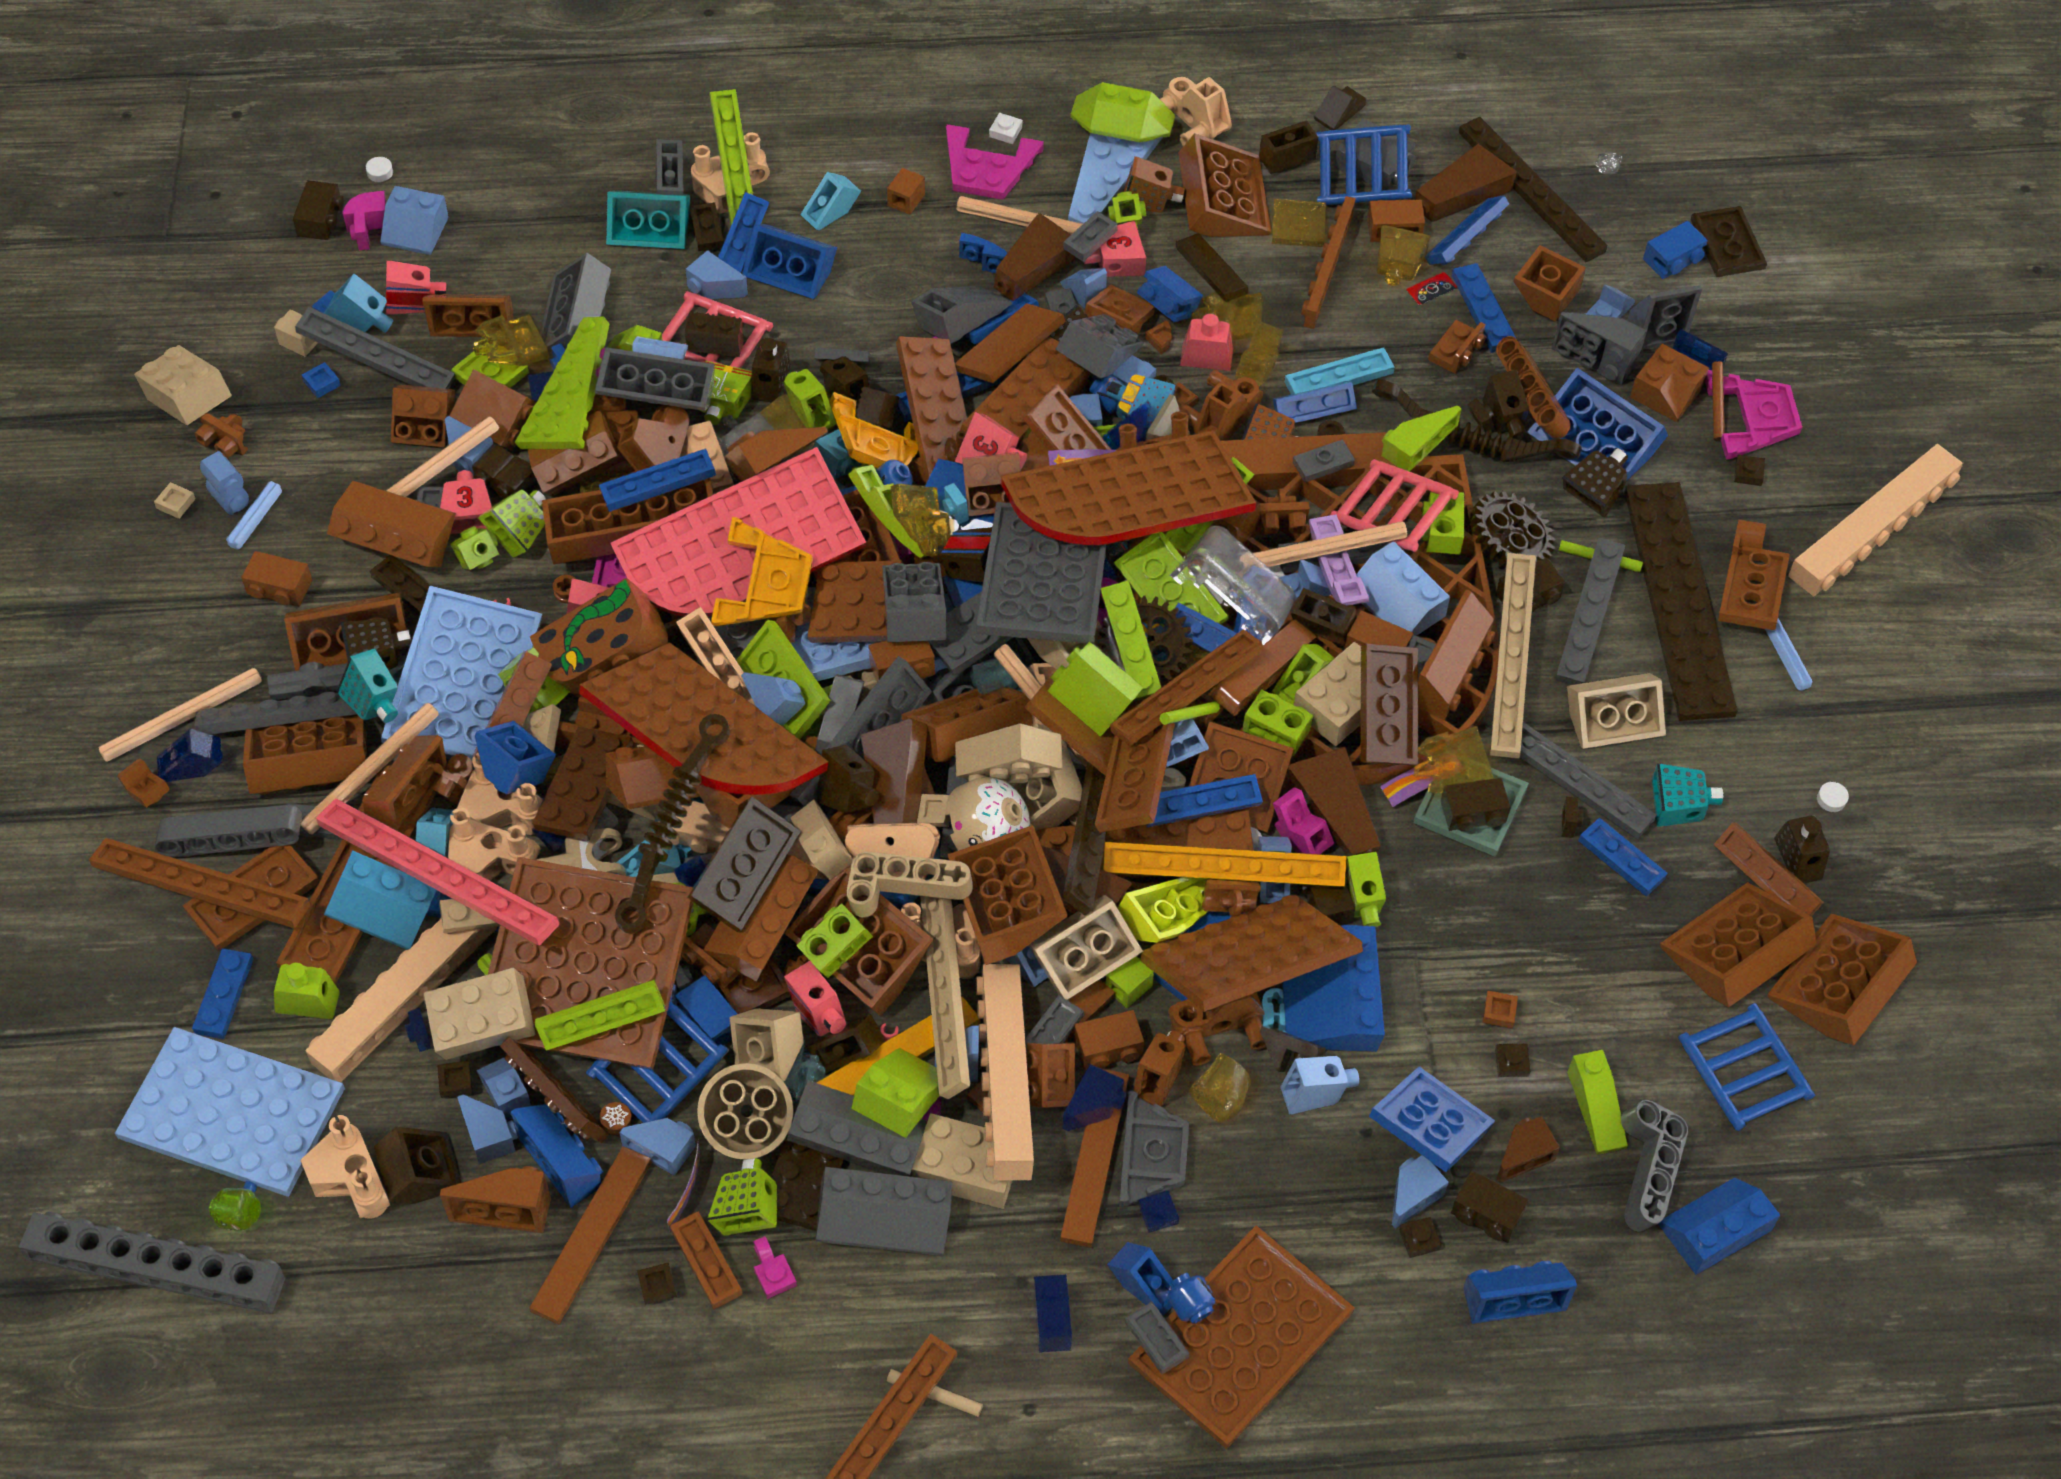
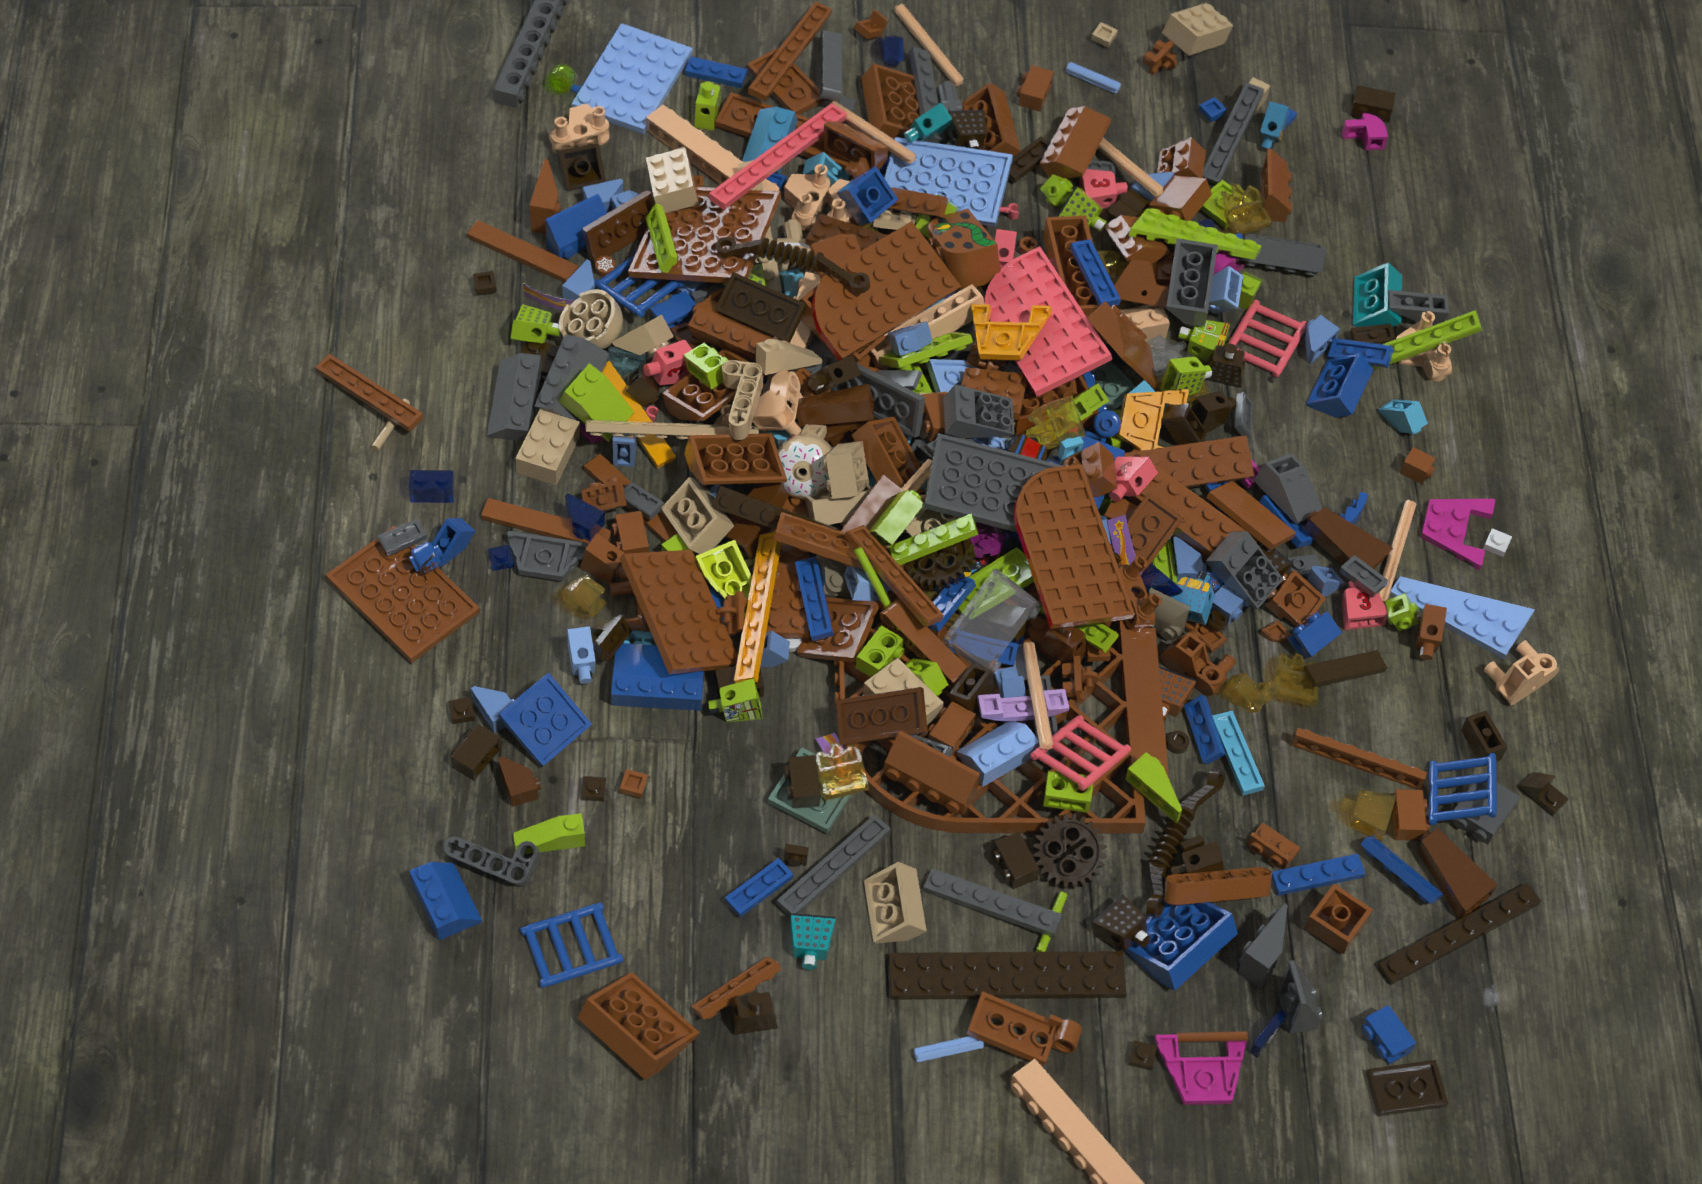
camera: 90 degrees right, 0 degrees up
(224, 483) = (1112, 54): medium blue brick -> none
(379, 169) = (1419, 141): white tile -> none
(407, 286) = (1296, 151): coral torso -> none
(413, 220) = (1365, 159): medium blue slope -> none
(454, 1079) = (640, 182): dark brown plate -> none
(706, 1260) = (496, 308): dark orange plate -> none
(714, 334) = (1255, 330): dark brown brick -> none
(773, 1272) = (486, 344): dark pink plate -> none
(1005, 1073) = (602, 462): light nougat brick -> none
(1123, 113) = (1504, 617): lime wedge -> none
(1208, 344) = (1260, 651): coral torso -> none
(1223, 189) = (1434, 689): dark orange slope -> none
(1299, 223) = (1407, 744): clear yellow tile -> none
(1305, 831) = (797, 672): dark pink brick -> none
(1323, 460) = (1134, 717): dark grey plate -> none
(1336, 797) = (810, 691): reddish brown slope -> none
(1431, 288) = (1340, 839): sticker -> none
(1513, 656) = (941, 826): tan plate -> none
(1518, 1291) = (408, 756): blue slope -> none
(1611, 303) = (1322, 974): medium blue slope -> none
(1669, 382) = (1232, 1000): dark orange slope -> none
(1740, 943) = (674, 955): dark orange slope -> none
(1832, 796) = (808, 1055): white tile -> none

